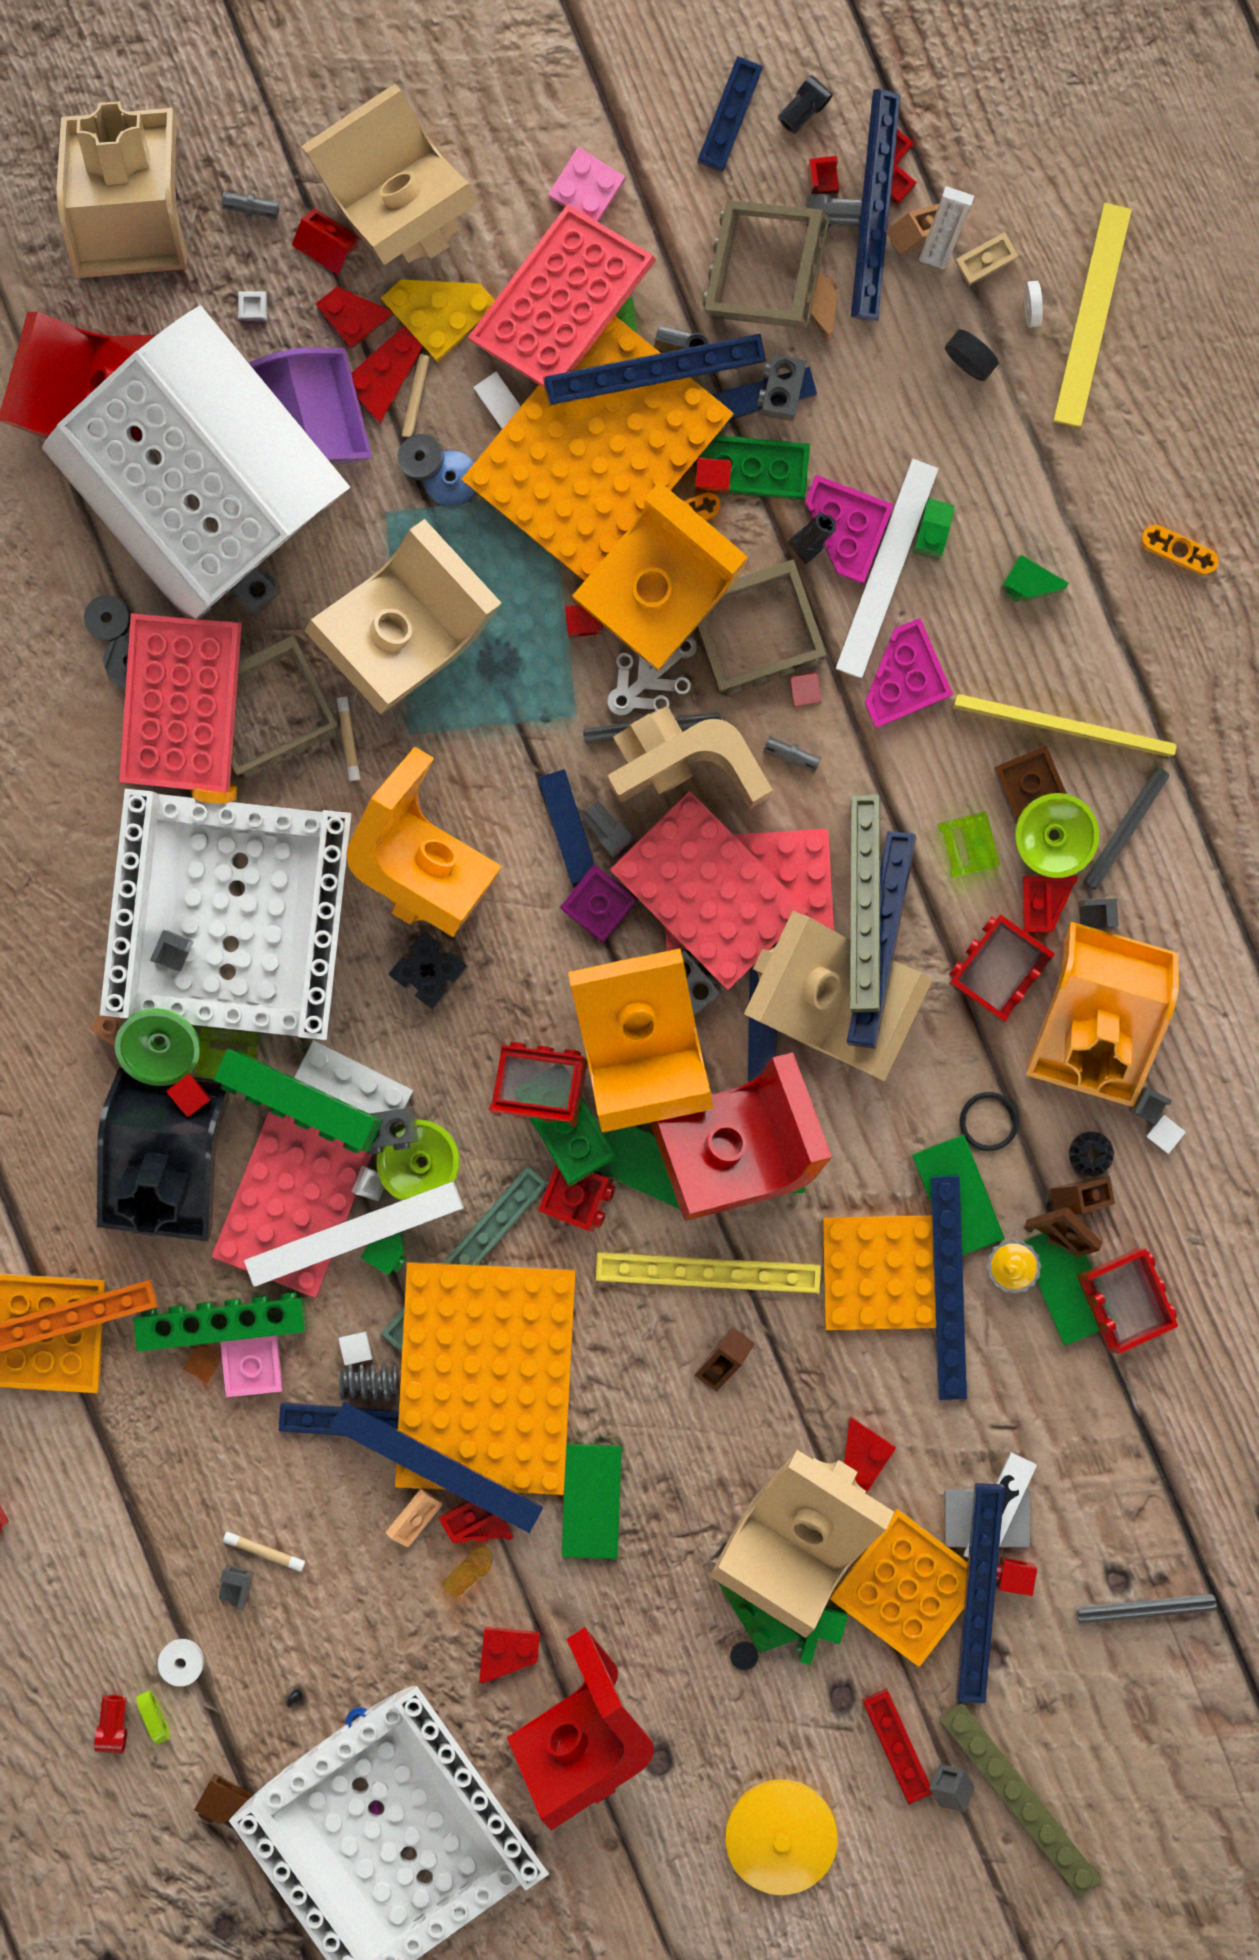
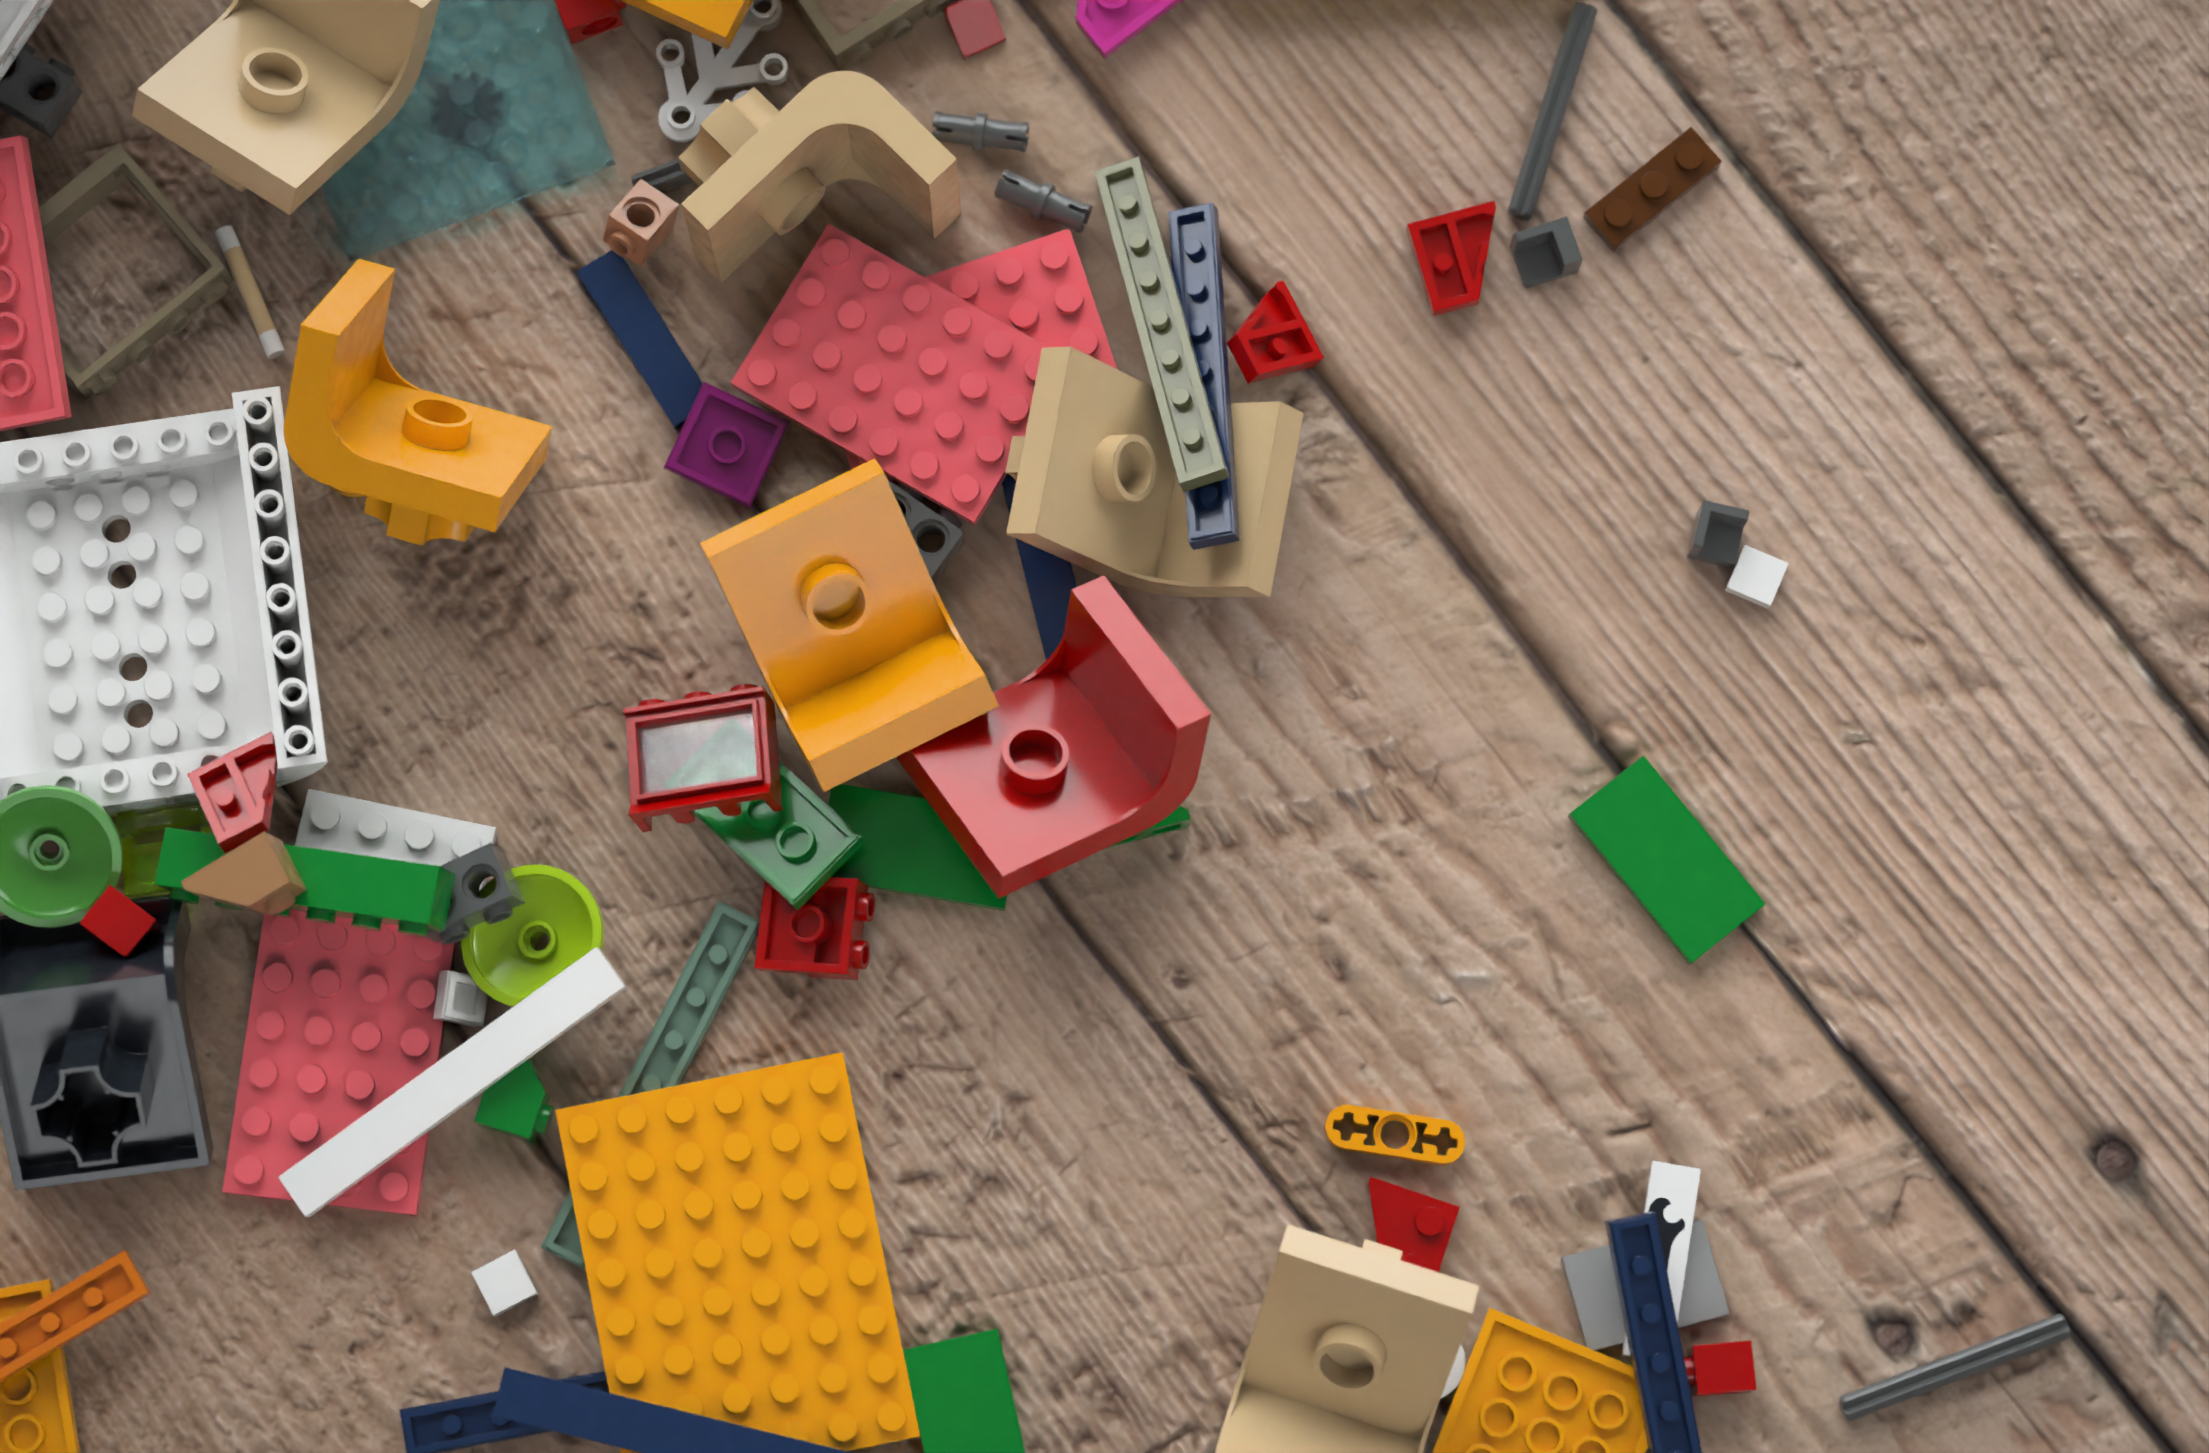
camera: 20 degrees left, 10 degrees down
(150, 1338) = (139, 1331): green brick -> none
(172, 950) = (36, 696): dark grey panel -> none
(202, 1363) = (250, 1377): clear orange tile -> none
(215, 797) = (48, 427): light orange piece -> none
(251, 1366) = (334, 1357): bright pink plate -> none
(268, 1097) = (251, 877): none -> medium nougat slope
(272, 1042) = (238, 791): none -> wing
(368, 1383) = (540, 1332): dark grey piece -> none
(410, 971) = (483, 649): black brick -> none
(589, 752) = (644, 207): none -> nougat brick
(611, 834) = (720, 330): dark grey piece -> none
(708, 1272) = (1066, 1000): light yellow tile -> none
(725, 1359) = (1131, 1134): reddish brown slope -> none
(817, 806) = (1043, 201): none -> dark grey pin
(878, 1272) = (1352, 924): light orange plate -> none
(893, 1399) = (1360, 1118): none -> light orange beam
(927, 923) = (1274, 338): none -> red wing
(948, 1287) = (1472, 917): dark blue plate -> none
(977, 841) = (1319, 194): clear neon green plate -> none
(978, 1217) = (1446, 766): green tile -> none
(989, 1095) = (1455, 675): black tyre -> none
(1000, 967) = (1411, 377): clear window -> none
(1013, 1266) = (1569, 851): yellow piece -> none
(1028, 779) = (1377, 77): reddish brown plate -> none
(1066, 1231) = (1637, 768): reddish brown wing -> none
(1075, 841) = (1463, 121): lime dish -> none
(1082, 1144) = (1635, 659): black gear -> none
(1083, 1195) = (1649, 710): reddish brown slope -> none
(1106, 1015) = (1601, 409): light orange piece -> none
(1128, 1300) = (1772, 857): window -> none
(1171, 890) = (1652, 189): none -> reddish brown plate

